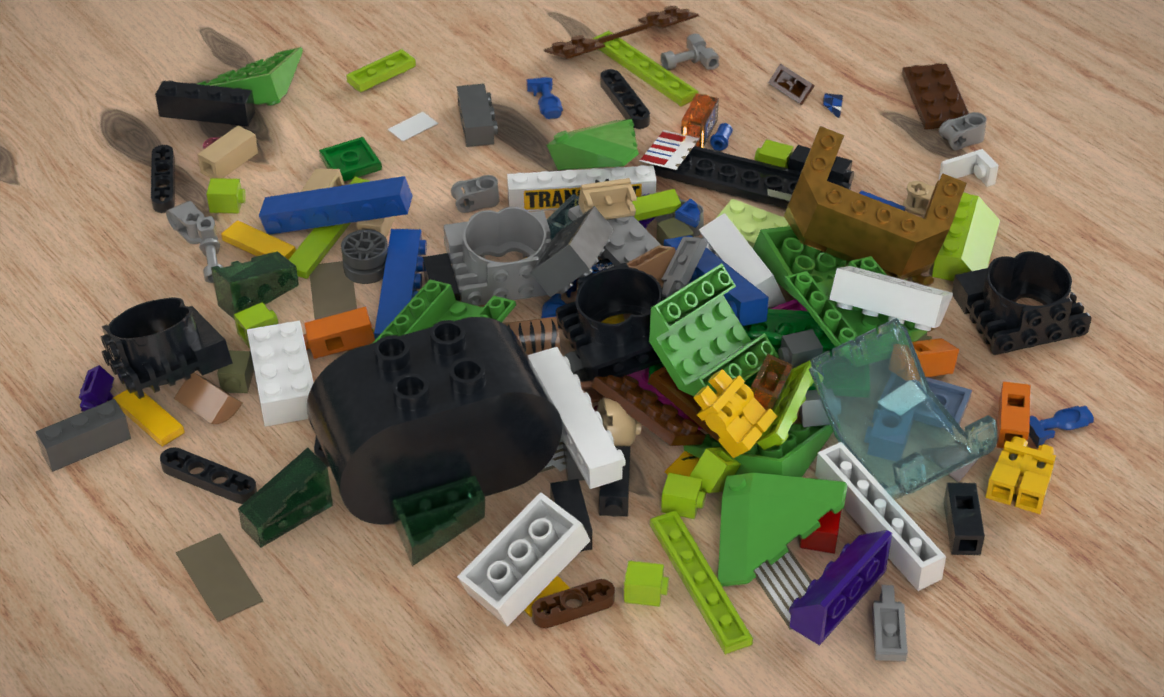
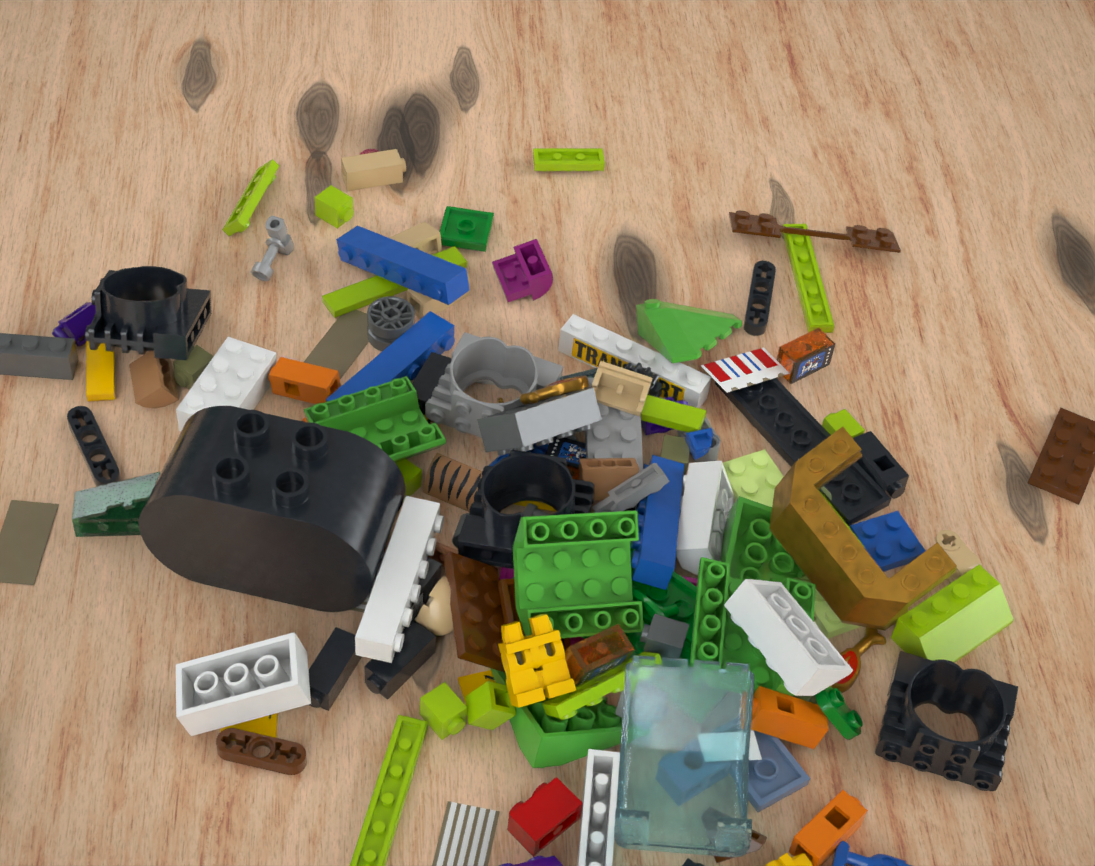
camera: 30 degrees right, 5 degrees up
(145, 223) = (249, 200): none -> lime plate
(163, 178) = (319, 147): black beam -> none
(184, 221) = (288, 209): light grey piece -> none
(205, 103) = (395, 115): black brick -> none
(252, 318) = (251, 331): lime brick -> none
(253, 282) = (280, 298): clear green wedge -> none
(255, 241) = (323, 263): yellow tile -> none
(266, 78) = (457, 118): bright green slope -> none
(413, 126) = (551, 225): white sticker -> none
(433, 166) = (524, 272): none -> magenta brick
(437, 516) = (219, 599): clear green wedge -> none
(476, 115) = (608, 243): dark grey brick -> none
(478, 193) = (540, 317): light grey piece -> none
(549, 104) = (688, 266): blue piece -> none
(560, 224) = (554, 389): none -> pearl gold piece
(645, 583) = (332, 773): lime brick -> none
(696, 53) = (870, 287): light grey bar -> none
(720, 140) = (808, 385): blue pin -> none
(766, 514) = (486, 780): bright green slope -> none
(791, 84) = (932, 366): slope -> none
(833, 103) = (958, 406): sticker -> none
(960, 340) = (841, 716): none -> green plate
(964, 130) = (1061, 508): light grey piece -> none
(975, 162) = (1035, 544): white bracket -> none

